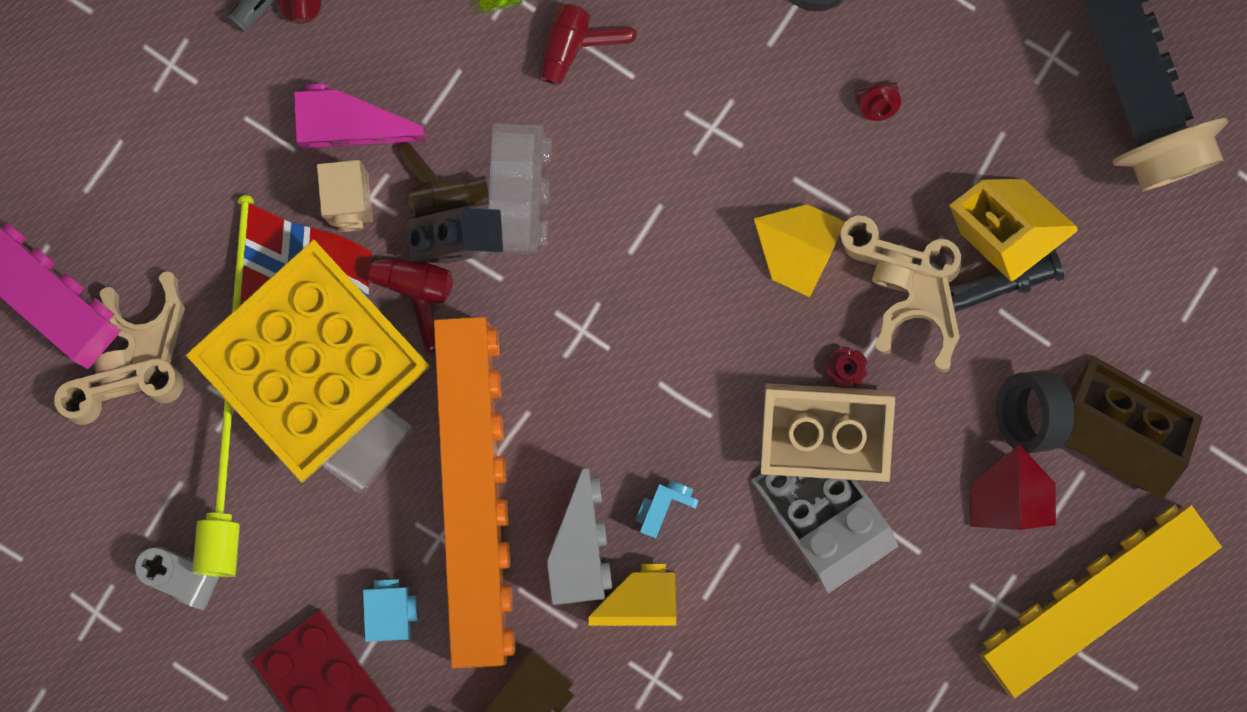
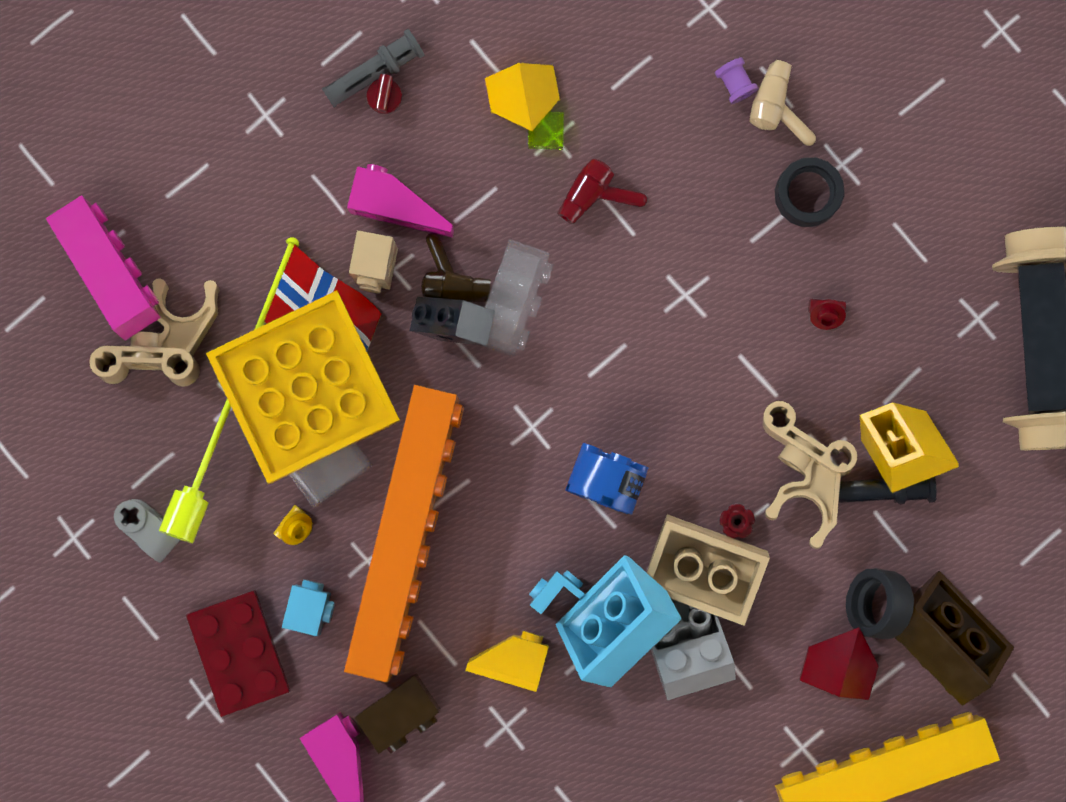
camera: 15 degrees right, 0 degrees up
(345, 524) = (294, 527): none -> yellow plate
(419, 281) = (413, 350): dark red piece -> none
(575, 556) = (470, 613): light grey slope -> none
(684, 363) = (607, 479): none -> blue brick
(744, 522) = (616, 623): none -> medium azure slope
(798, 245) = (727, 410): yellow slope -> none

